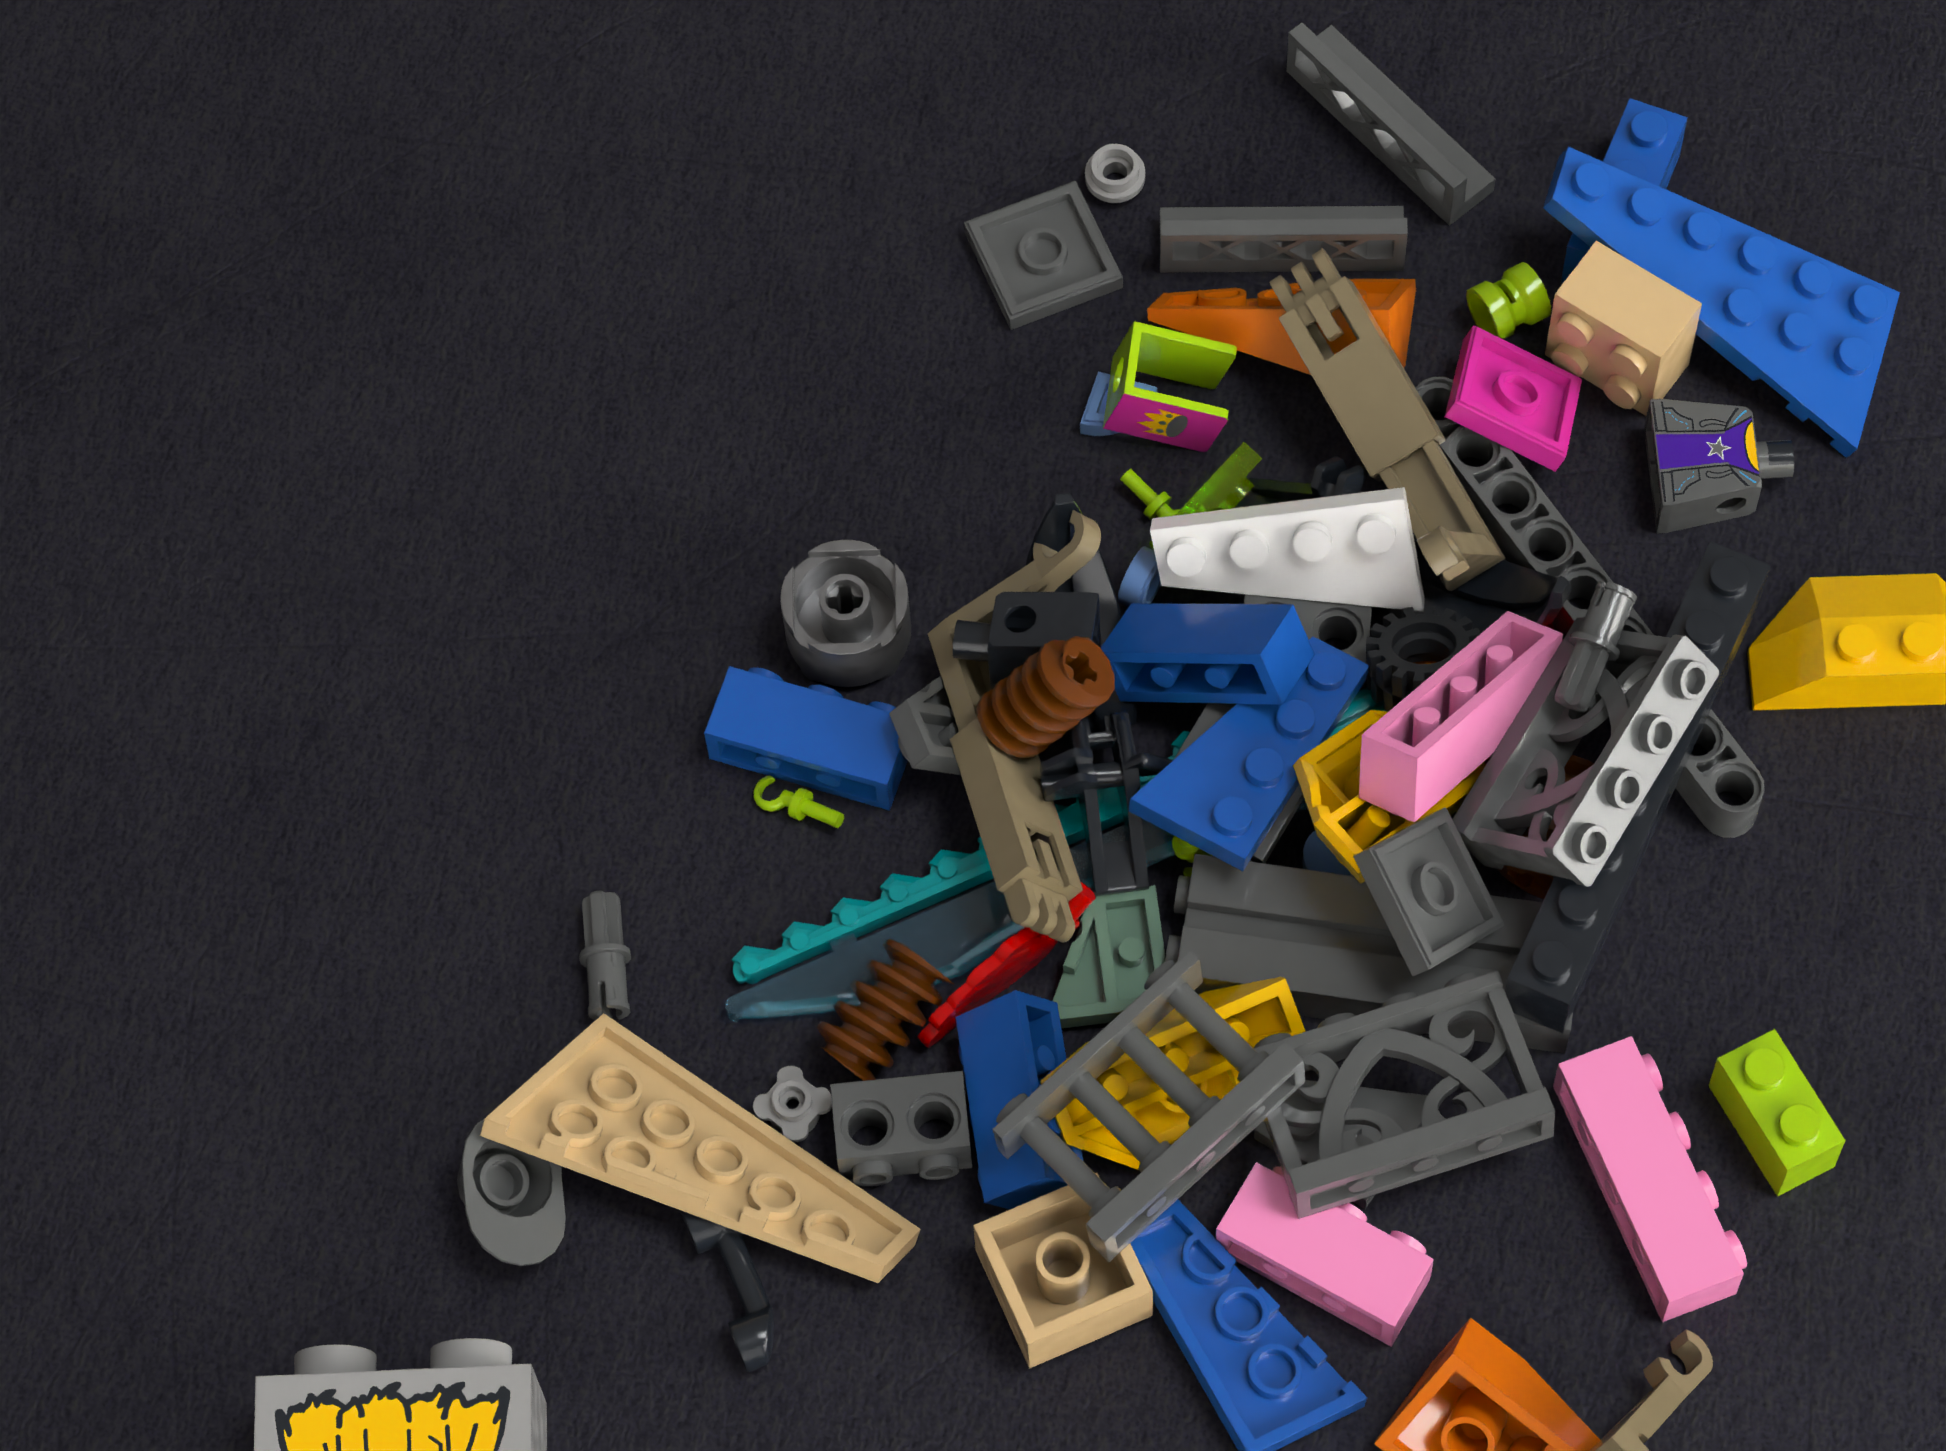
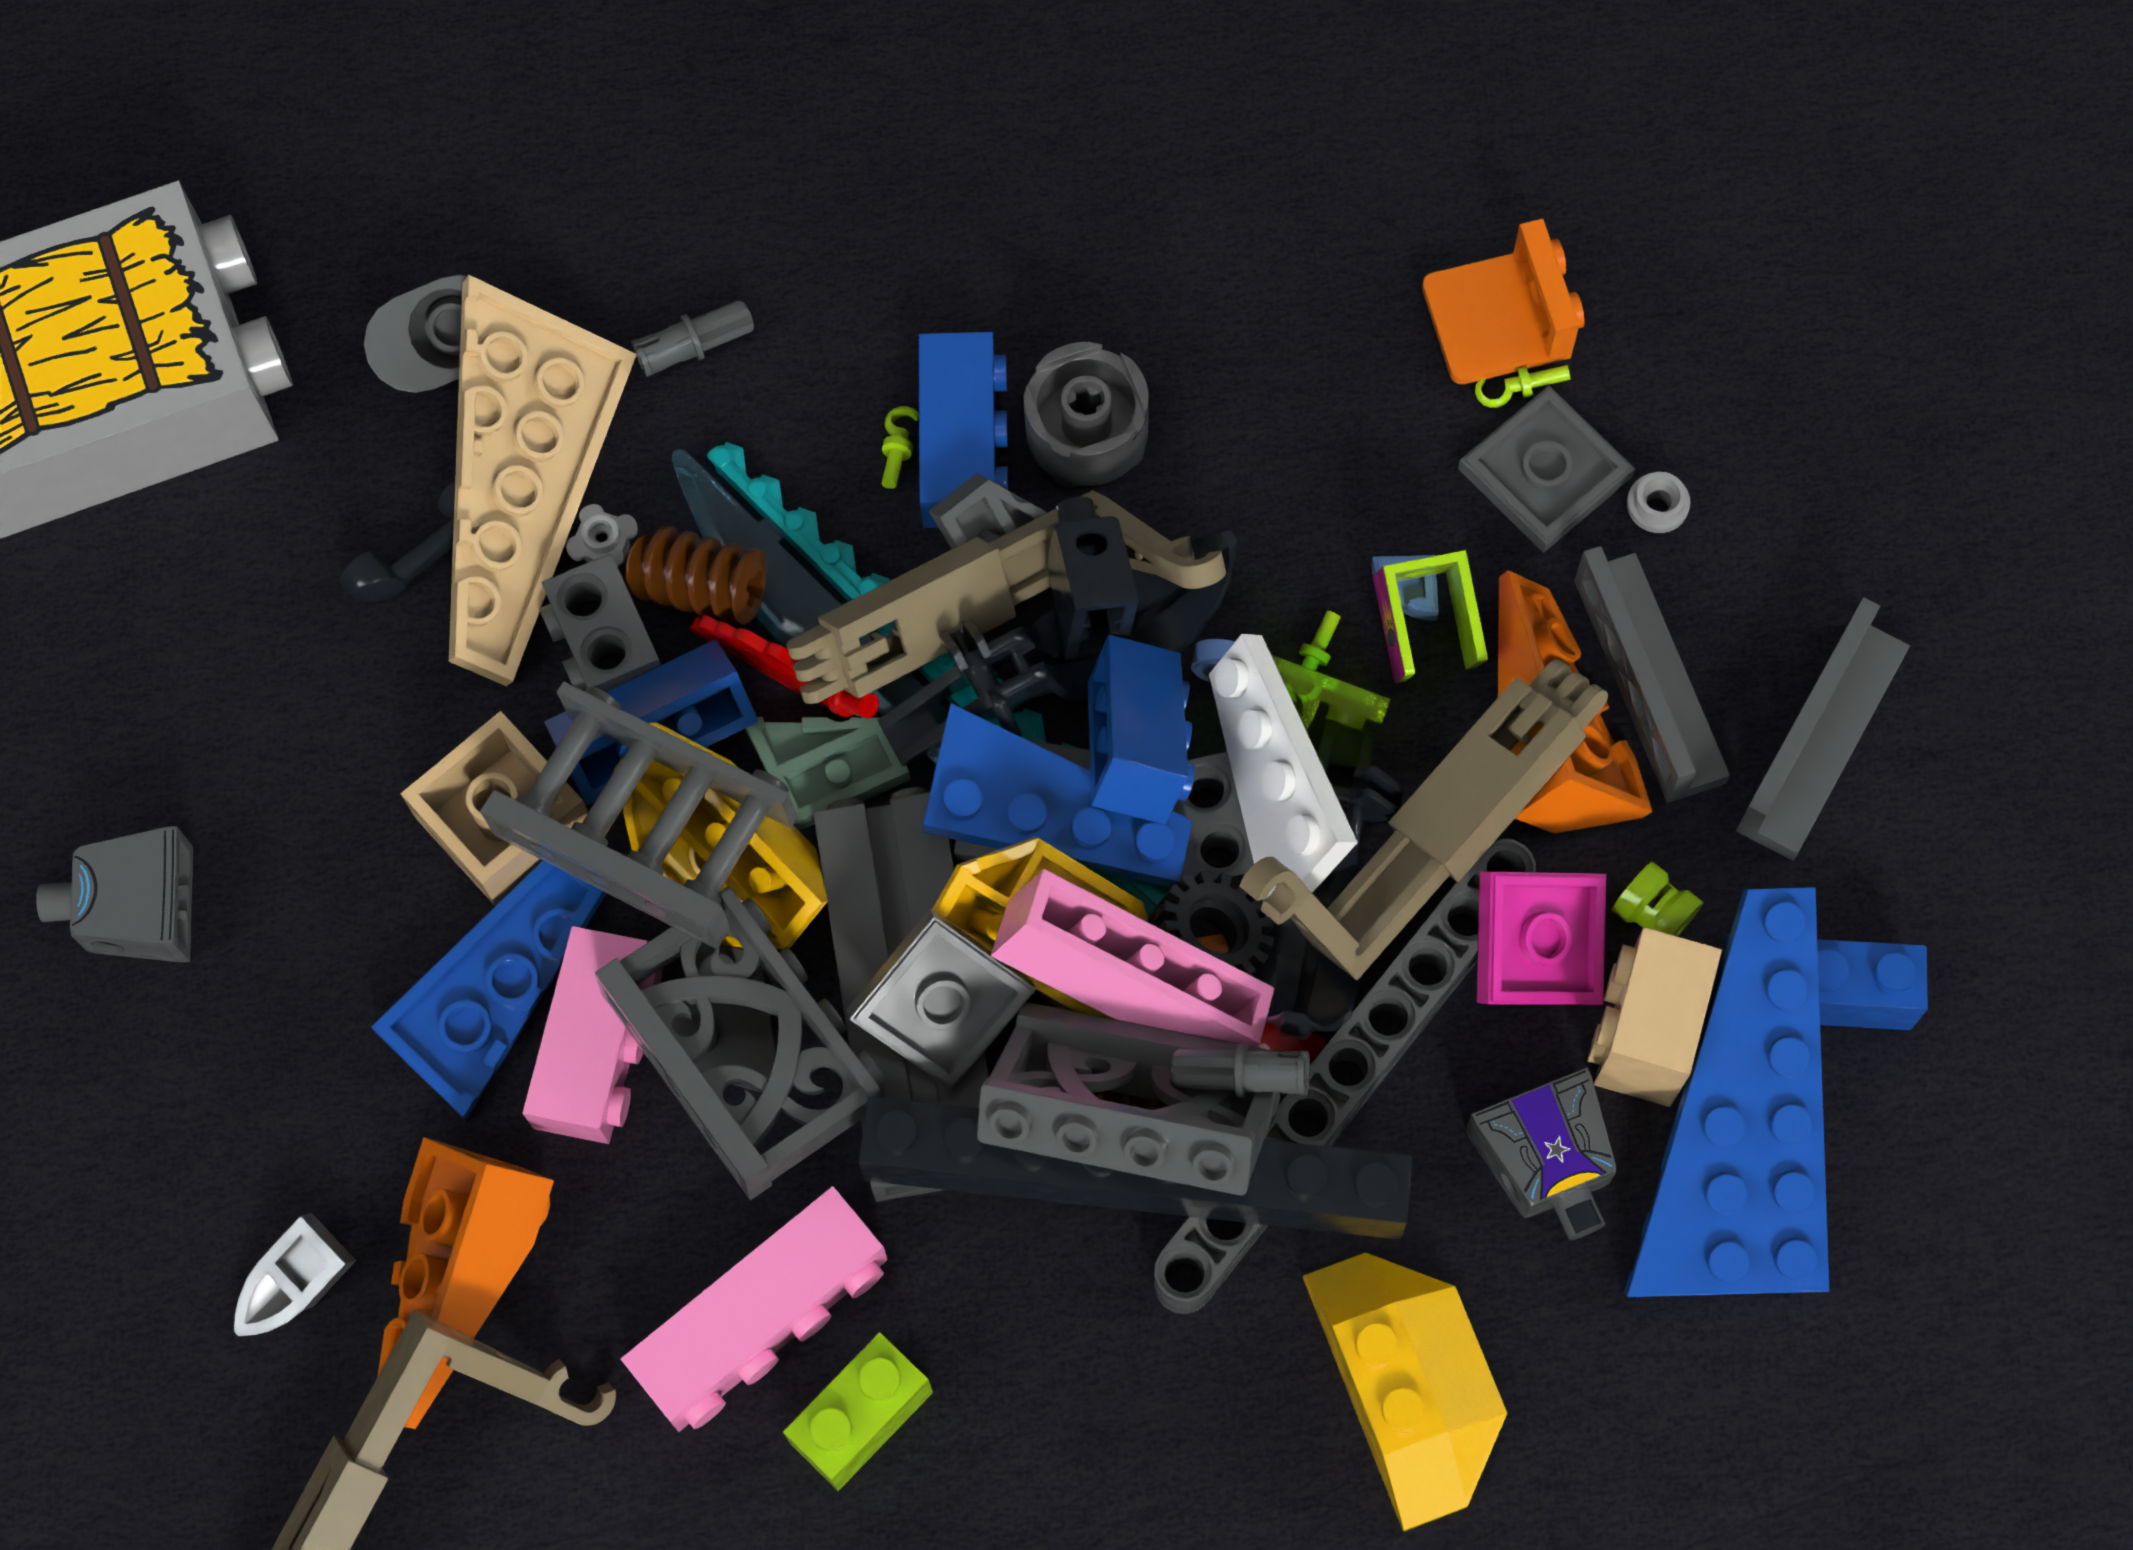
camera: 70 degrees right, 5 degrees up
(874, 227) = (1505, 309): none -> orange bracket
(949, 243) = (1523, 382): none -> lime hand
(1046, 696) = (1021, 591): reddish brown piece -> none

